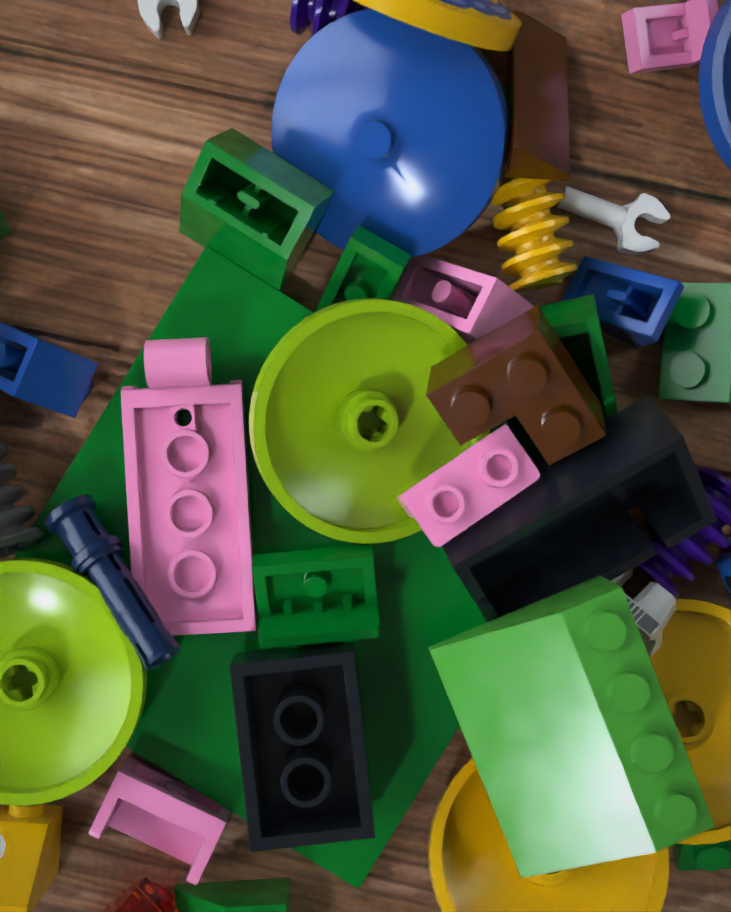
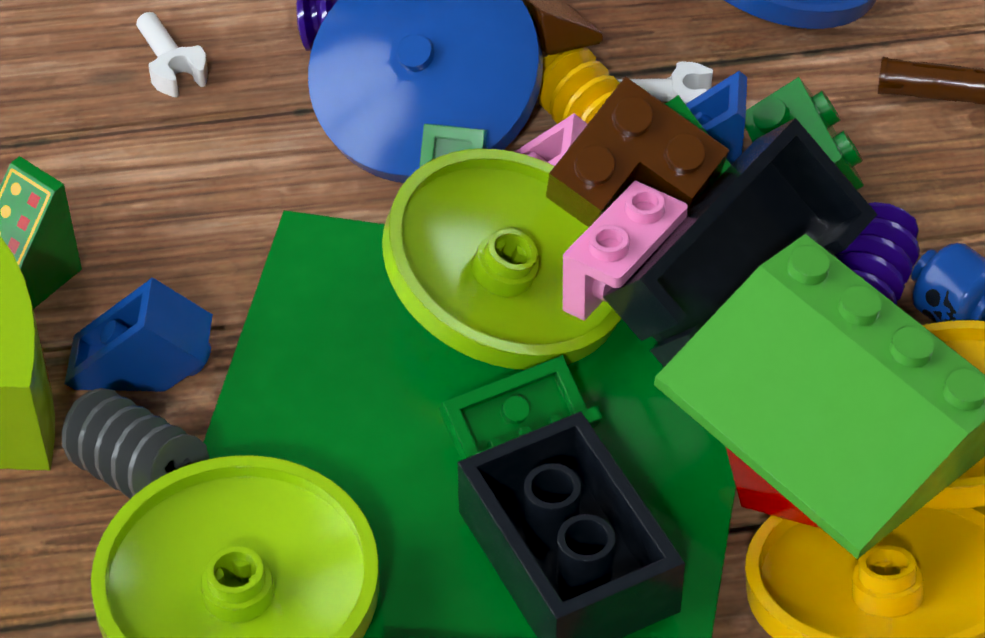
camera: 15 degrees left, 40 degrees down
(100, 559) = (239, 434): dark blue pin -> none
(189, 491) = (351, 385): bright pink hinge -> none
(251, 206) = (318, 151): green slope -> none

